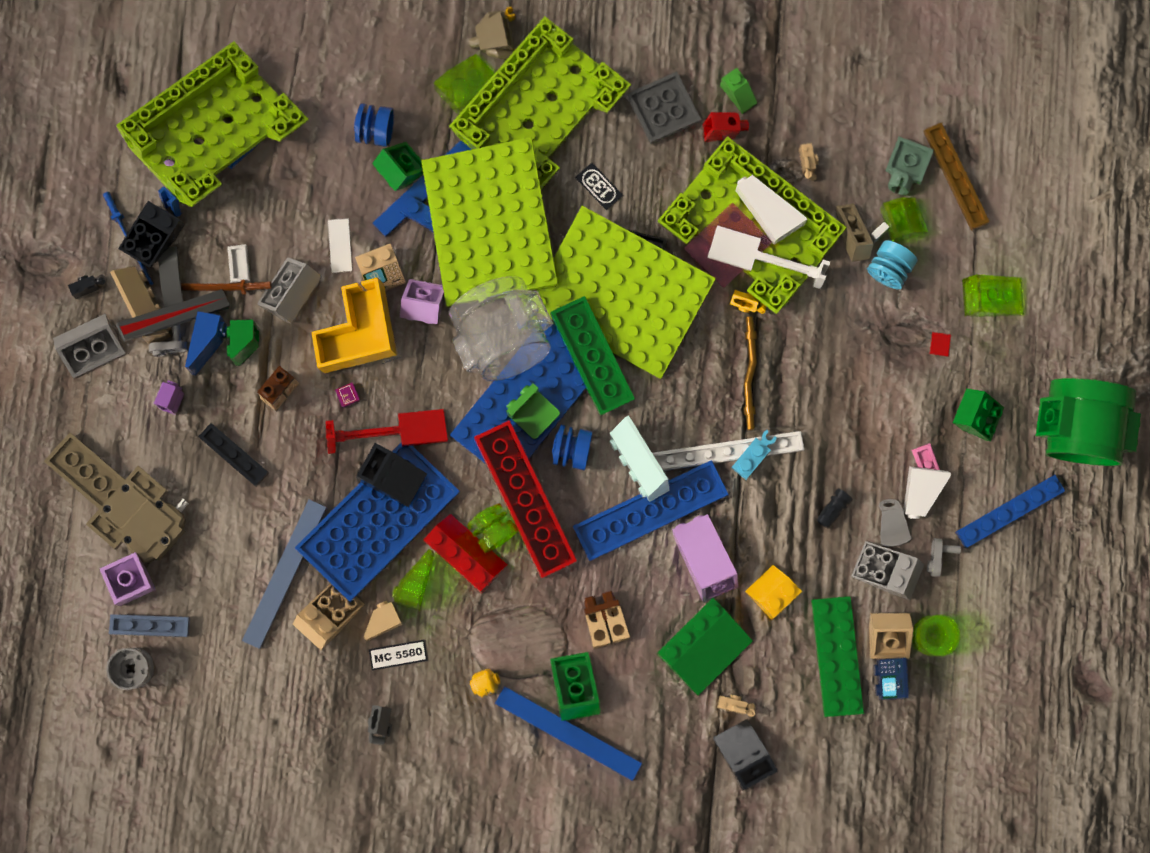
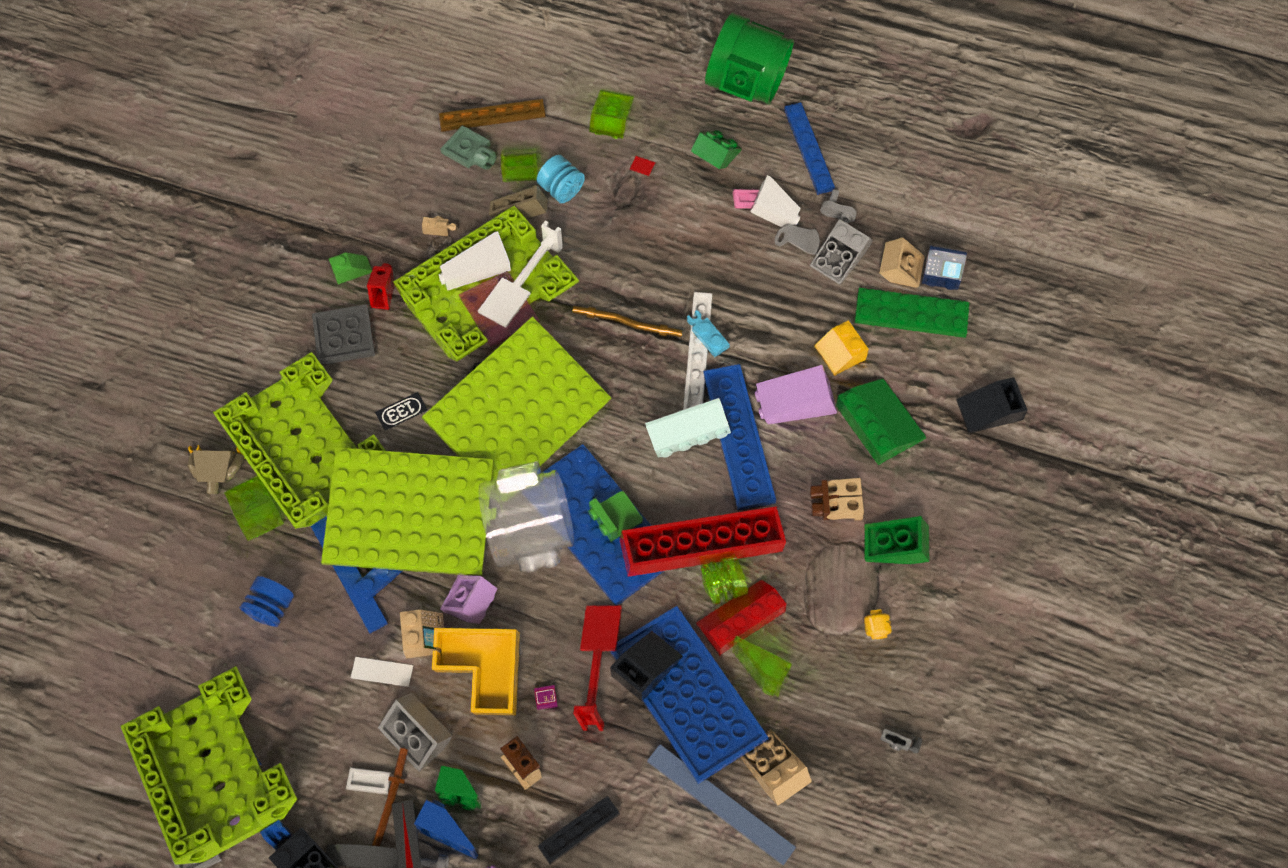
camera: 75 degrees left, 15 degrees down
(382, 620) = (793, 711): tan slope -> none
(398, 655) = (830, 707): sticker -> none
(399, 165) = (318, 590): green slope -> none
(568, 733) = (940, 561): blue tile -> none
(572, 447) = (661, 486): blue wheel -> none
(592, 355) = (575, 447): green plate -> none
(735, 705) = (941, 405): tan piece -> none
(746, 302) = (558, 306): yellow piece -> none
(834, 508) = (774, 281): black axle -> none
(879, 232) = (524, 183): white tile -> none
(947, 635) = (912, 223): clear neon green wheel -> none

